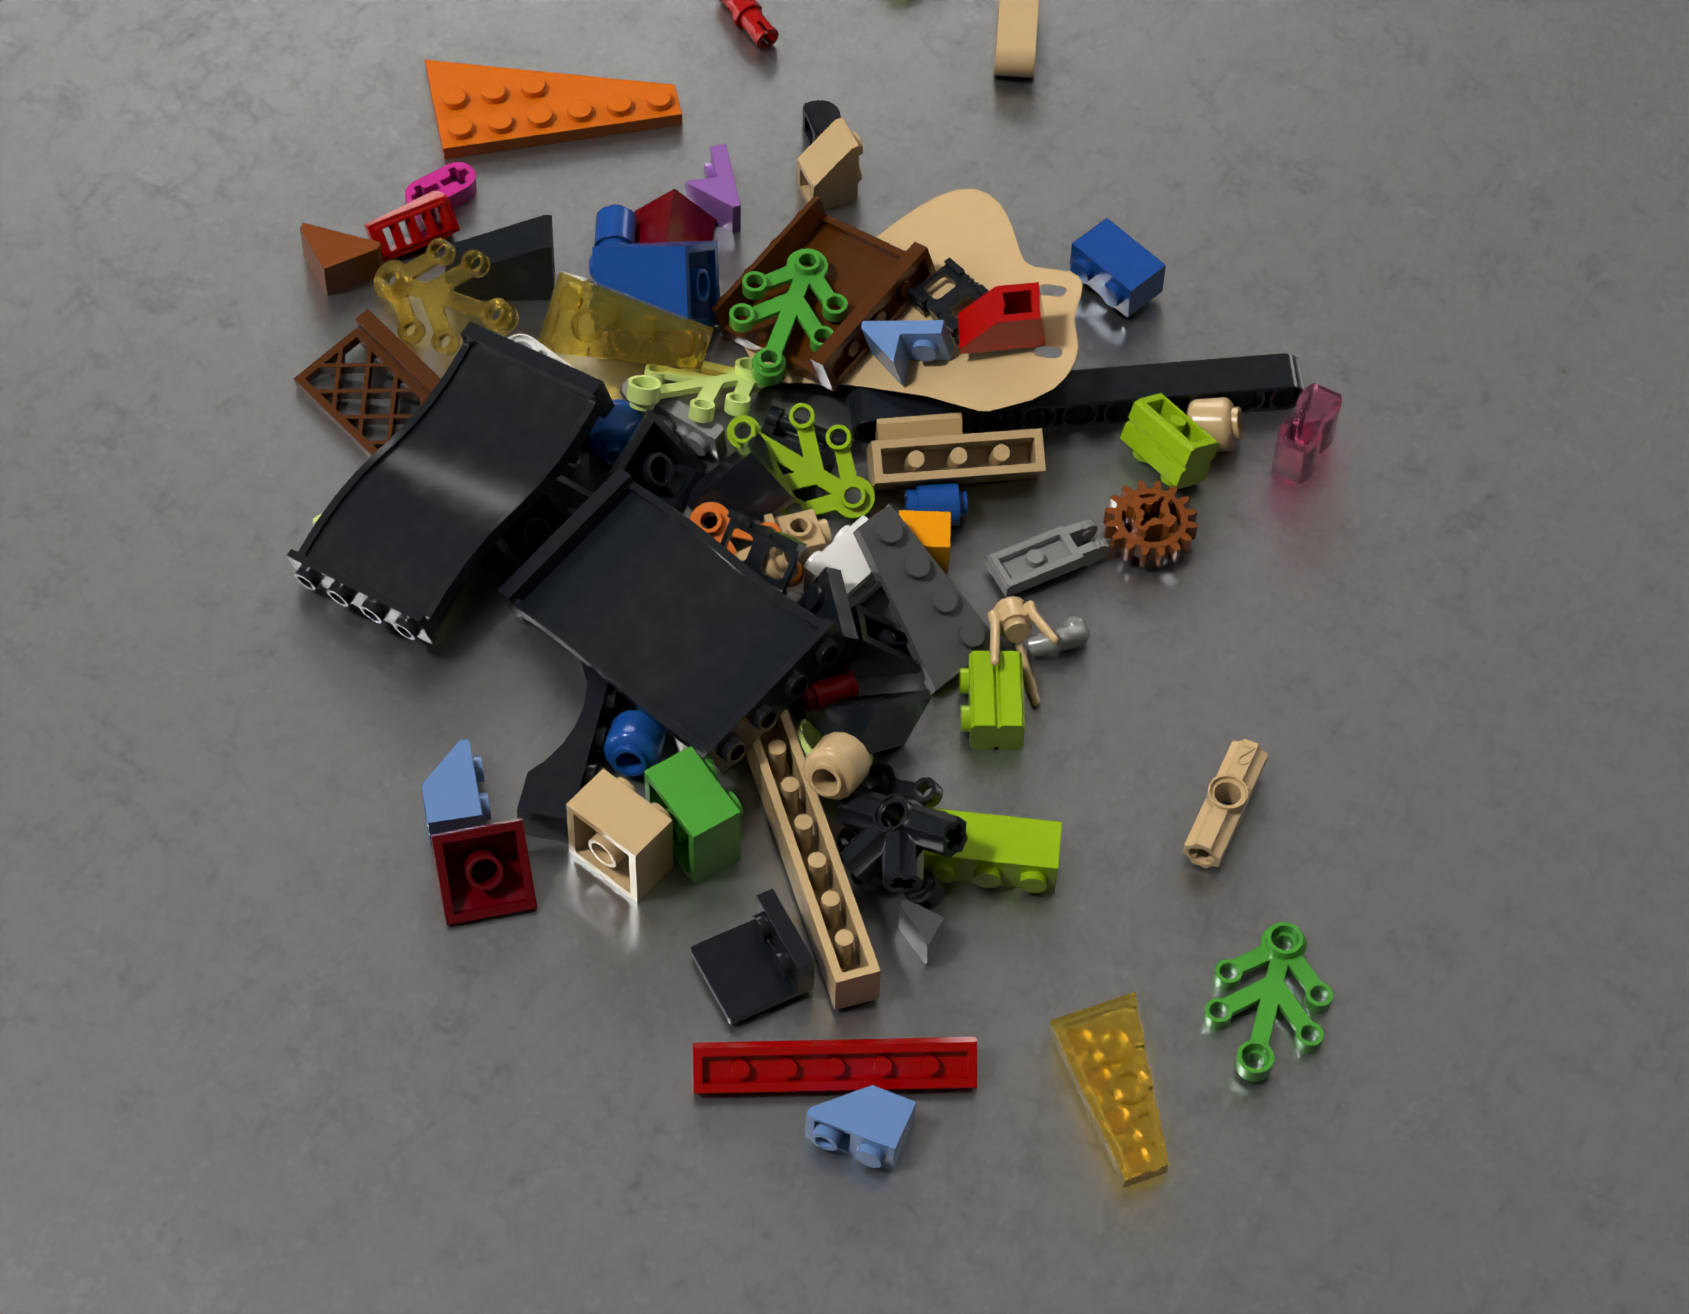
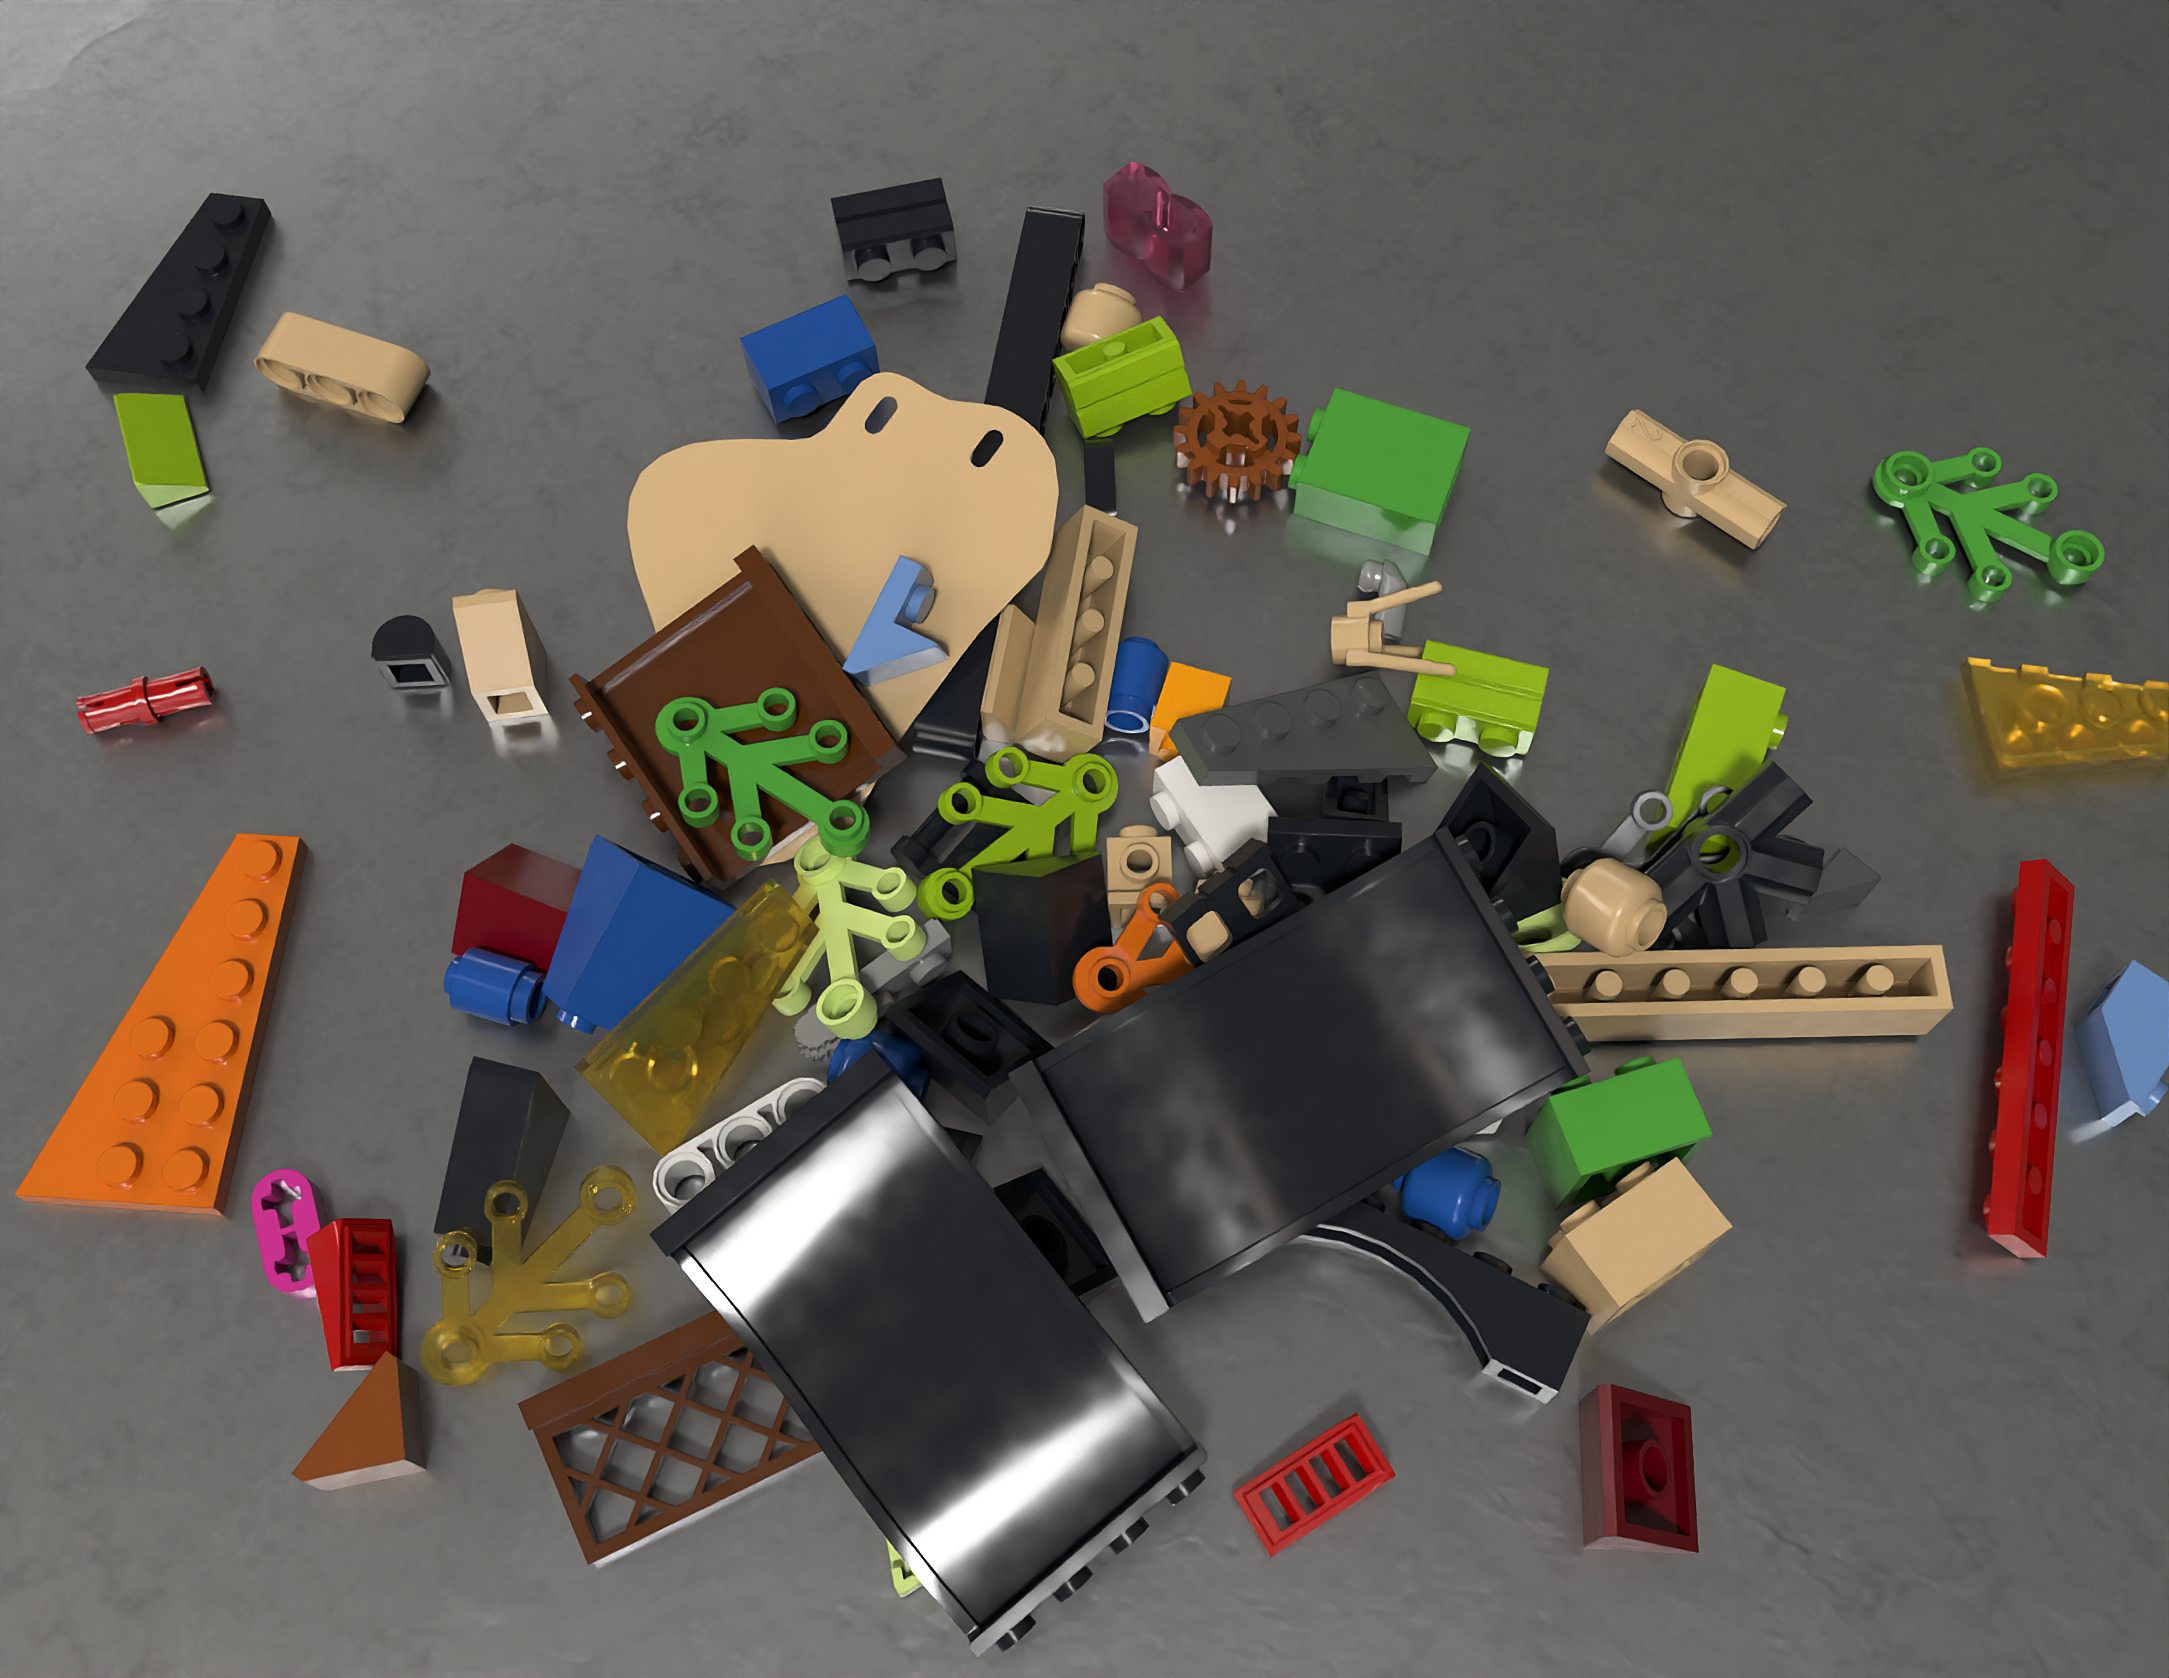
camera: 70 degrees left, 10 degrees up
(443, 740) = (1368, 1455): none -> red slope
(452, 792) = (1489, 1488): medium blue slope -> none
(718, 190) = (476, 818): medium lavender slope -> none
(756, 962) = (1849, 1116): black bracket -> none
(941, 308) = (846, 565): black piece -> none
(1003, 320) = (933, 478): red slope -> none
(1046, 556) = (1253, 581): light grey hinge -> none
(1081, 455) = (1100, 475): none -> black beam
(1158, 612) = (1378, 470): none -> bright green brick
(1247, 289) = (894, 229): none -> black brick

